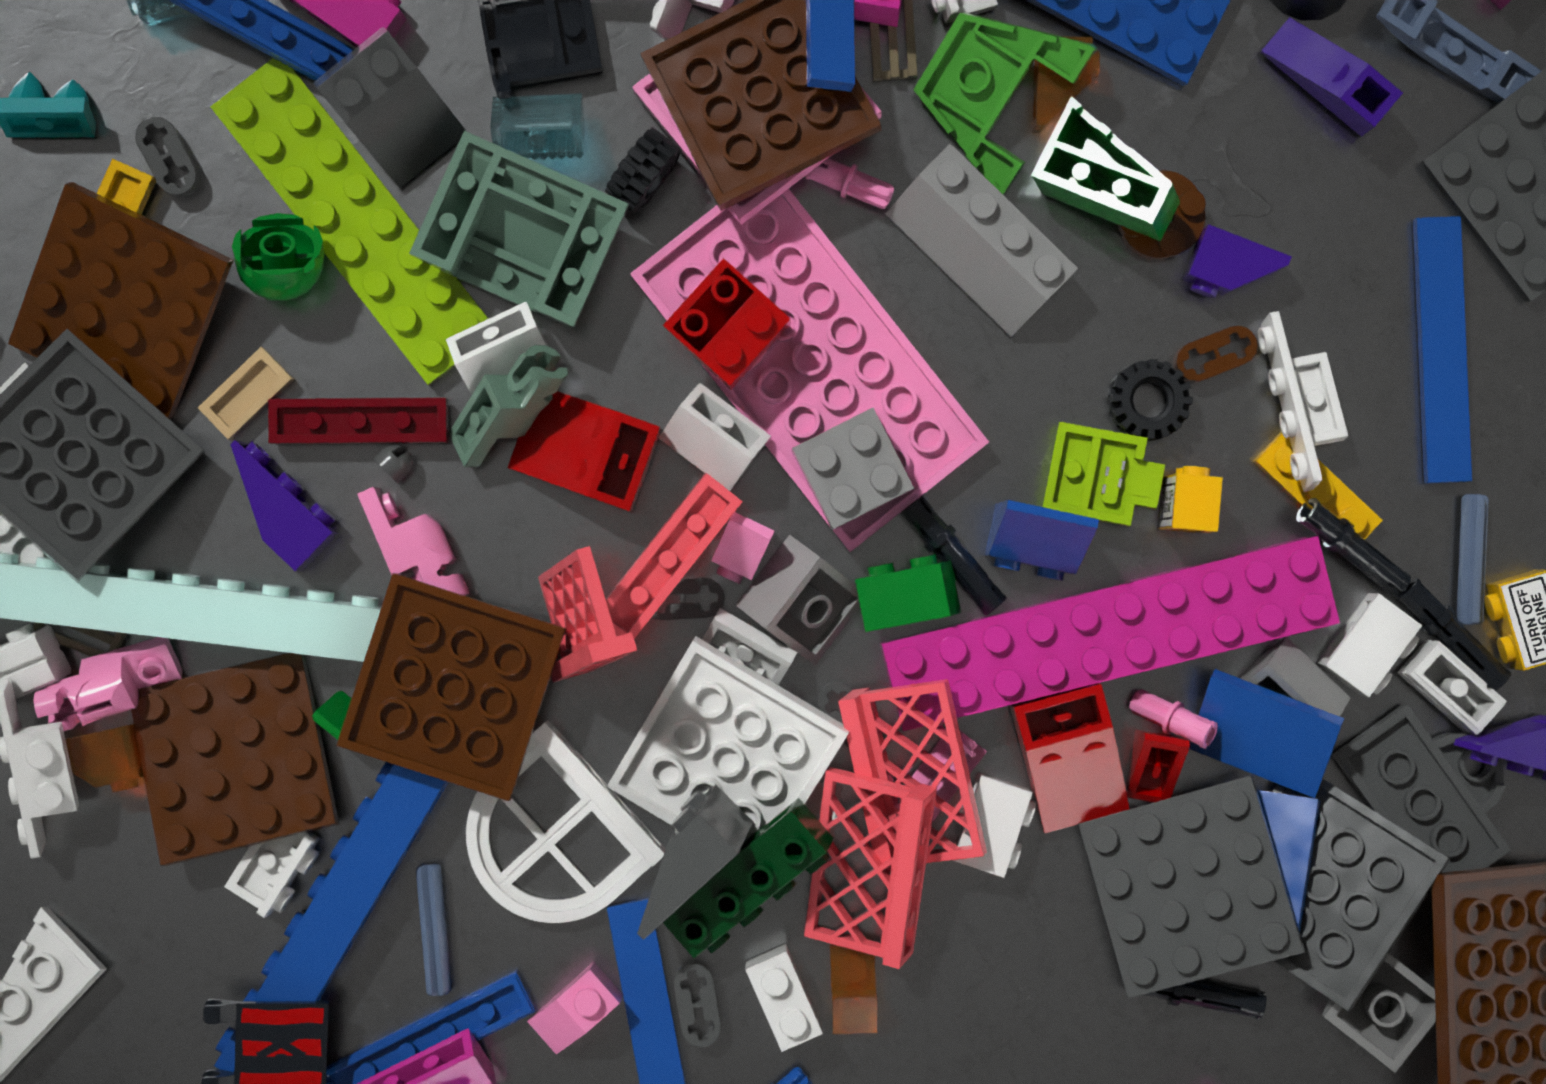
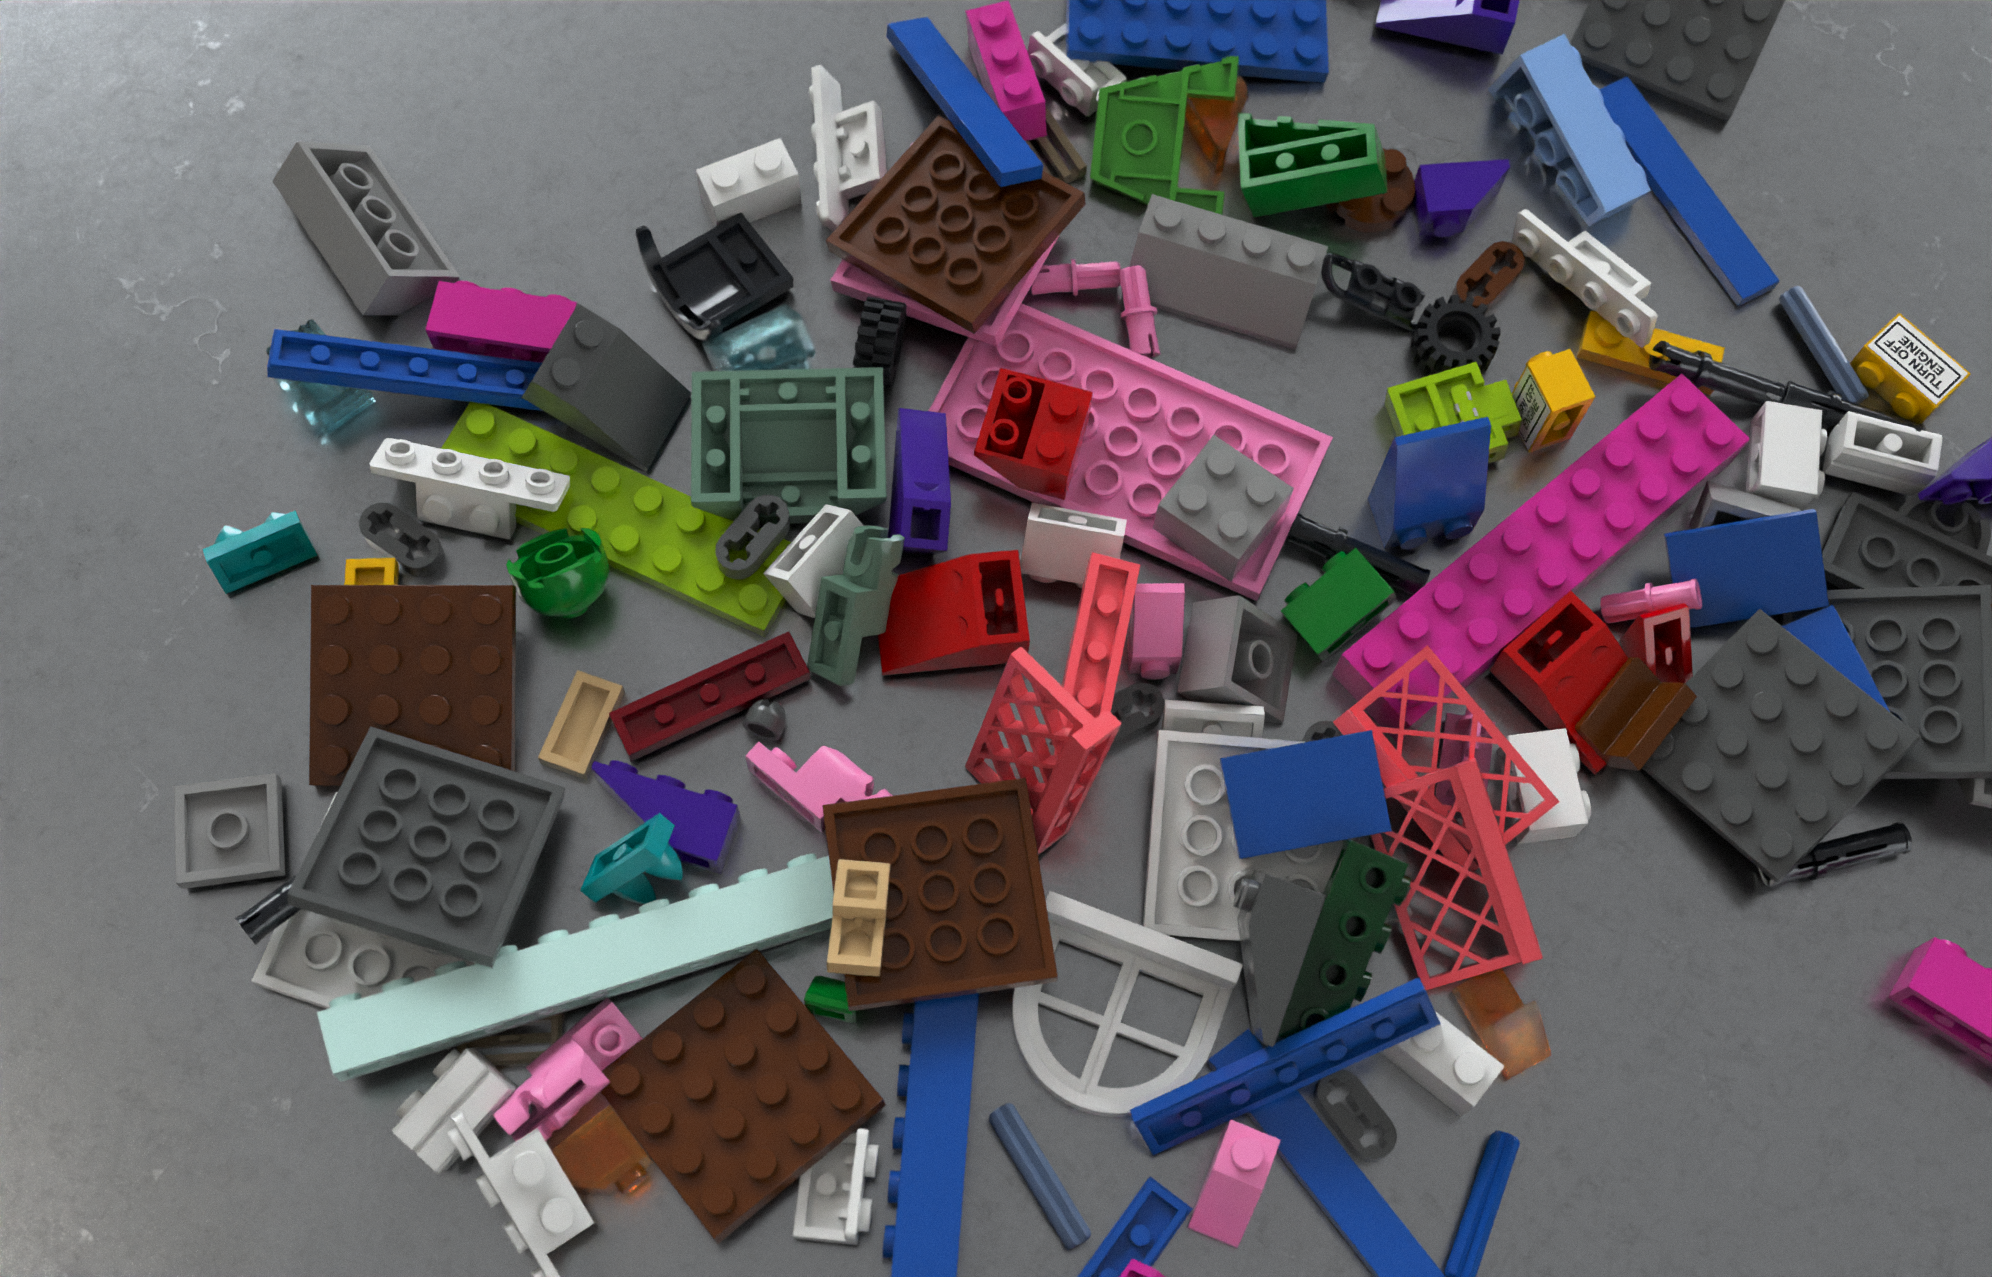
camera: 30 degrees left, 20 degrees down
(229, 539) = (622, 864): none -> teal tile
(238, 139) = (468, 489): none -> white bracket
(375, 682) = (858, 918): none -> tan slope
(447, 292) = (745, 529): none -> dark grey beam
(613, 321) = (921, 482): none -> dark purple slope
(655, 952) = (1285, 1066): none -> blue tile
(781, 751) = (1305, 794): none -> blue tile
(885, 244) = (1139, 312): none -> bright pink axle
(1096, 808) = (1633, 715): none -> reddish brown panel
(1098, 312) = (1367, 282): none -> black piece
(1371, 253) = (1572, 129): none -> light blue wedge

